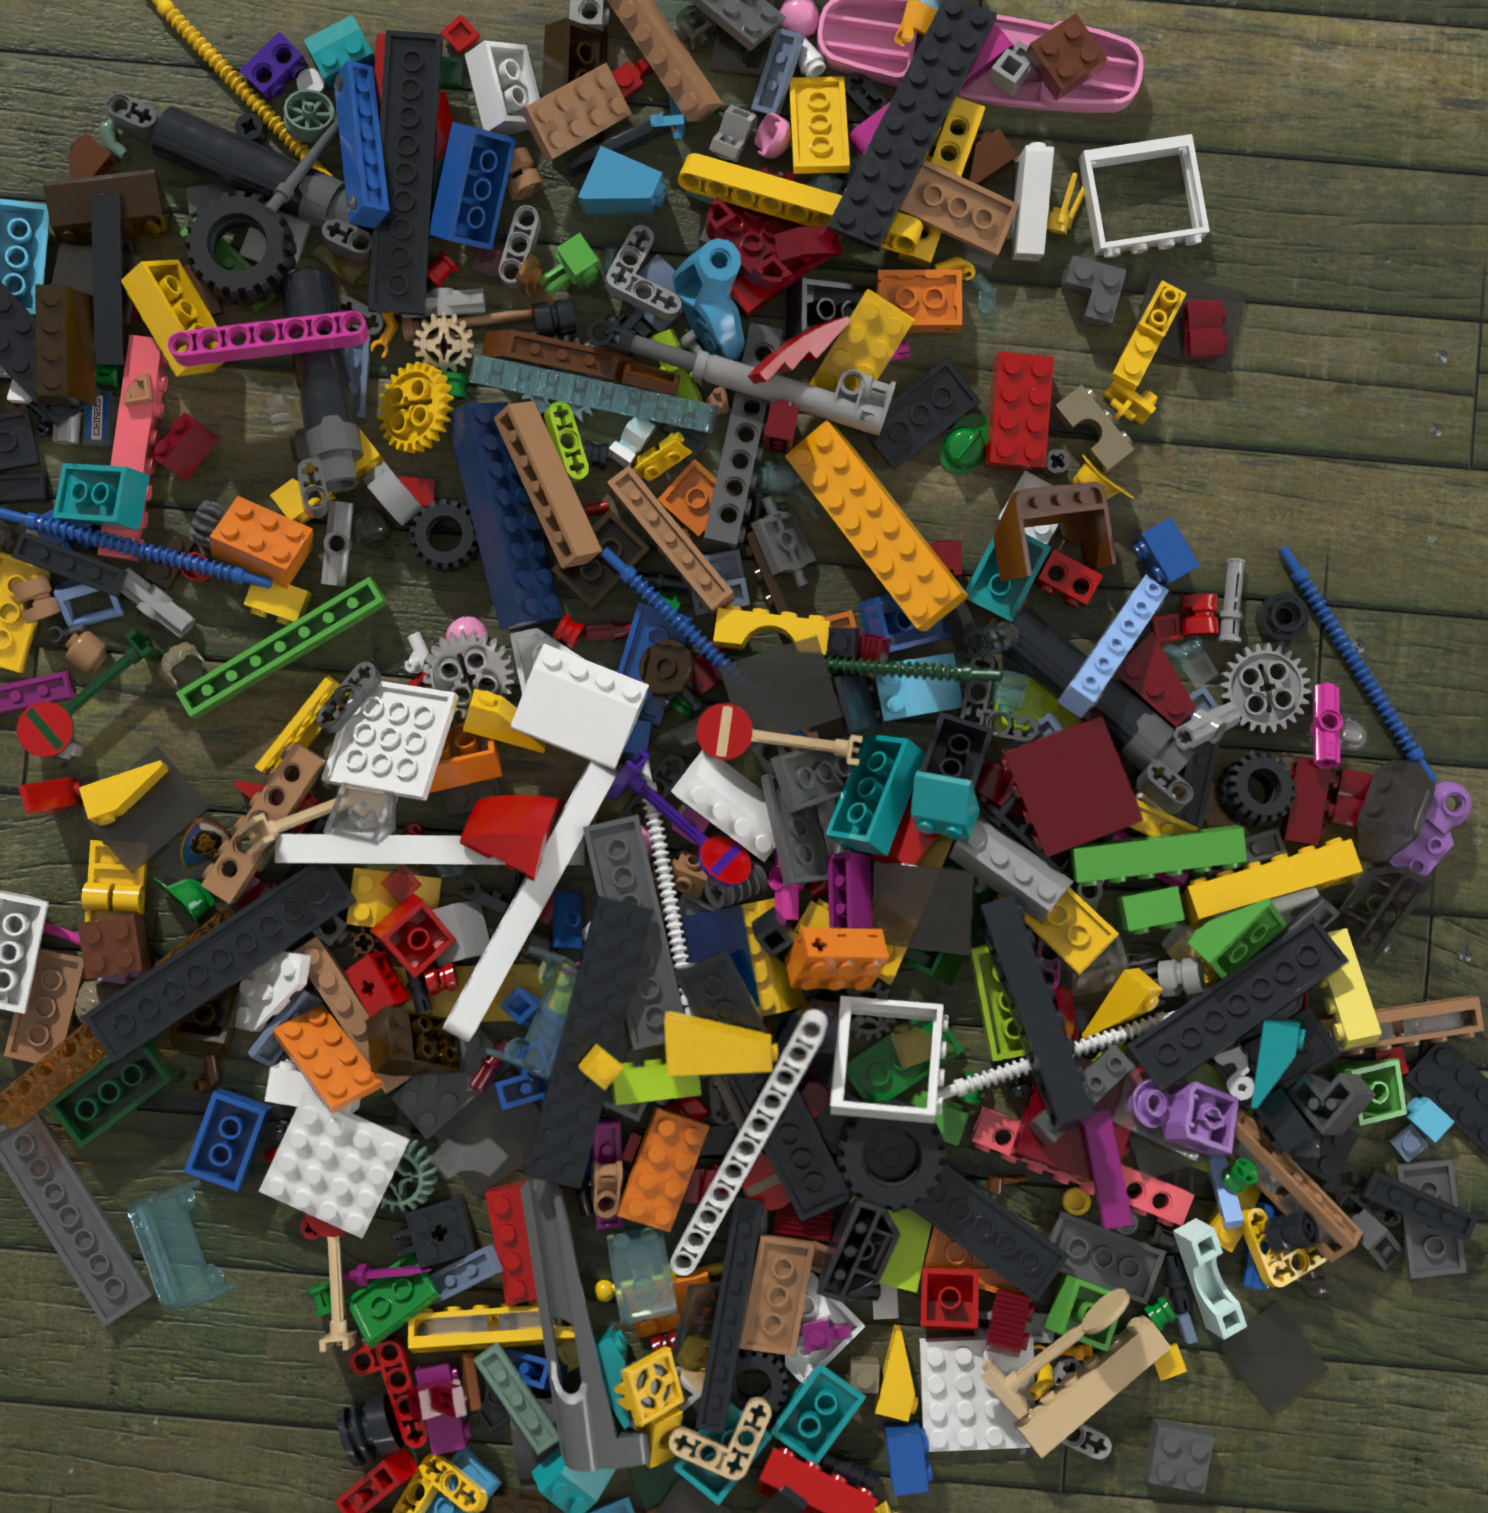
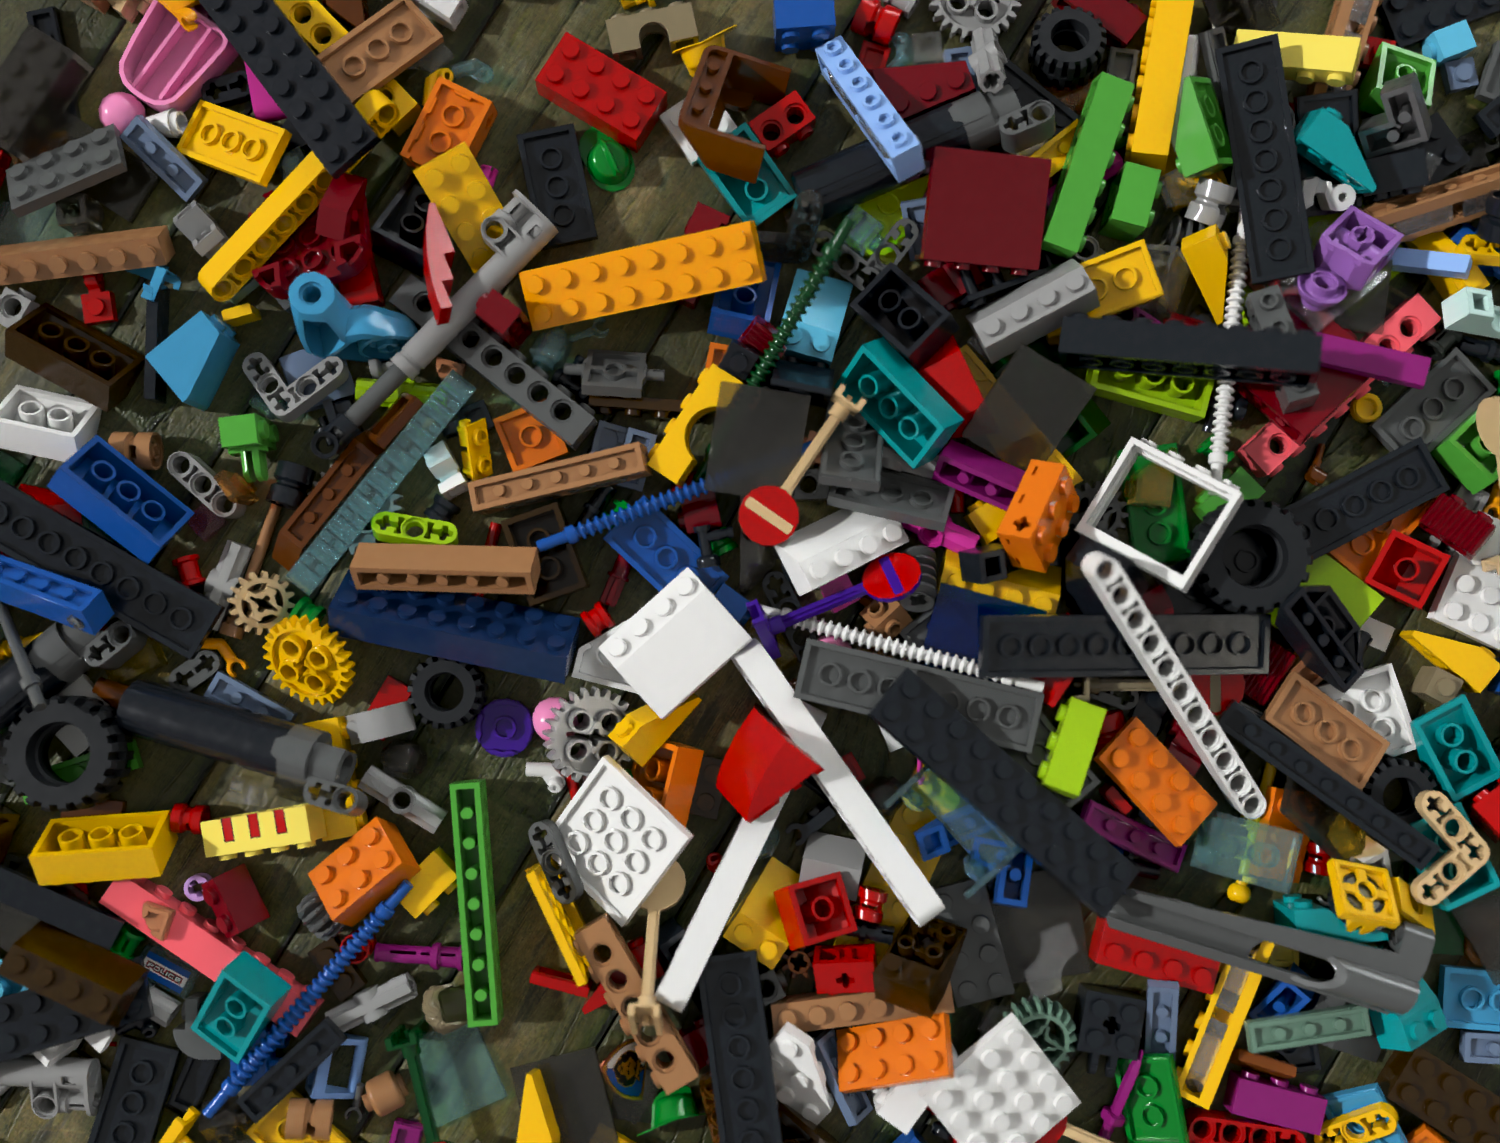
camera: 65 degrees left, 0 degrees up
(52, 465) = (187, 1039): none -> dark grey brick
(132, 704) = (459, 1073): none -> clear light blue piece
(172, 412) = (188, 886): none -> lavender bush
(220, 636) = (435, 956): none -> magenta pin
(234, 375) = (188, 818): none -> red wheel
(249, 751) = (559, 981): none -> red tile
(256, 332) = (154, 778): dark pink beam -> none
(256, 441) = (262, 830): none -> light yellow brick
(307, 256) = (109, 691): none -> reddish brown cone
(362, 813) = (676, 903): clear slope -> none
(401, 883) = (760, 898): clear red plate -> none
(437, 1399) = (1270, 1106): dark red brick -> none
(439, 598) = (504, 727): none -> dark purple tile
(488, 1069) = (977, 901): dark red axle -> none
(567, 920) = (872, 756): blue plate -> none
(576, 112) = (101, 366): medium nougat plate -> none
(600, 1066) = (1037, 793): yellow brick -> none
(606, 1182) = (1143, 842): medium nougat piece -> none
(666, 667) = (679, 541): dark brown tile -> none
(678, 203) = (241, 314): none -> yellow tile
(713, 1047) = (1072, 672): yellow slope -> none
(773, 136) = (222, 193): bright pink hair -> none
(819, 1334) = (1380, 709): magenta plate -> none
(944, 805) = (944, 340): teal slope -> none
(1063, 465) = (672, 77): dark grey bush -> none
(1239, 1175) = (1424, 240): green wheel -> none

